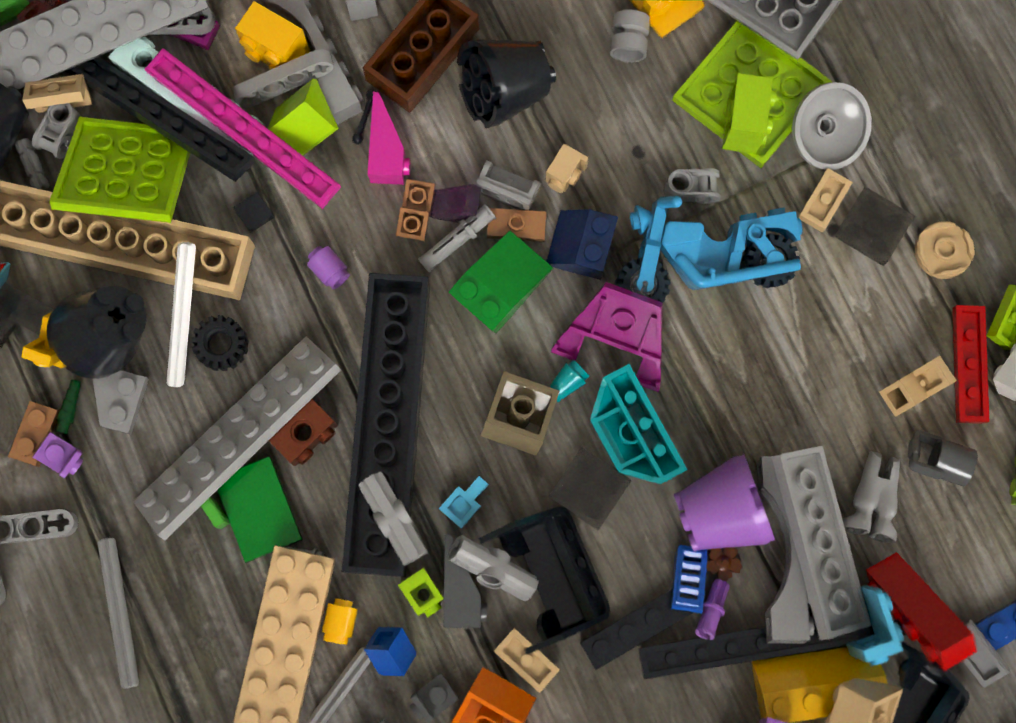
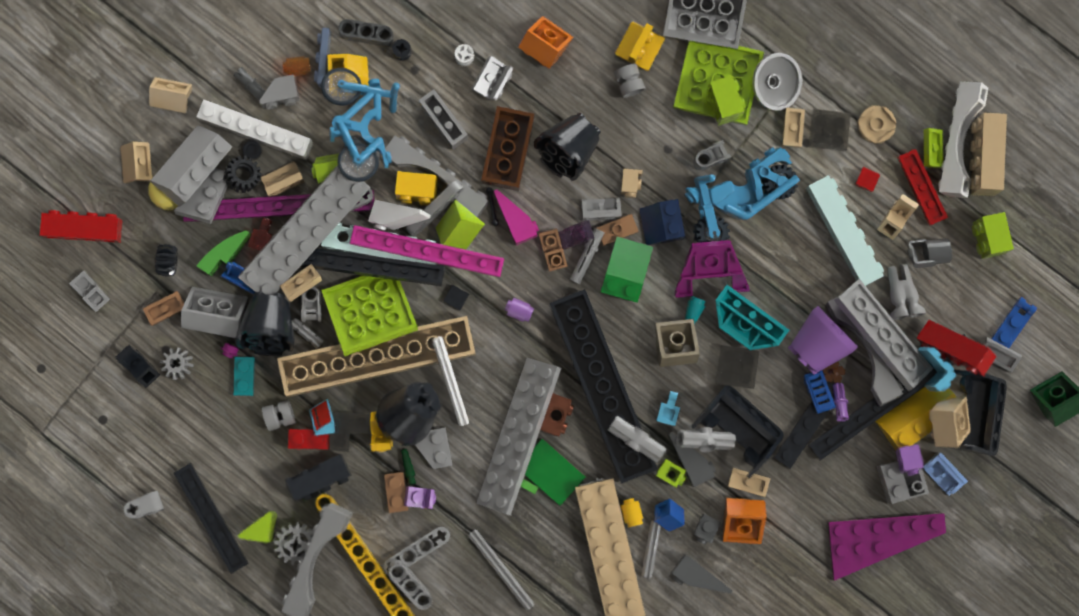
camera: 30 degrees left, 5 degrees up
(211, 328) = (478, 398): black tyre -> none
(225, 63) = (394, 216): none -> white slope
(831, 372) = (844, 230): none -> light aqua brick
(896, 317) = (867, 179): none -> red tile

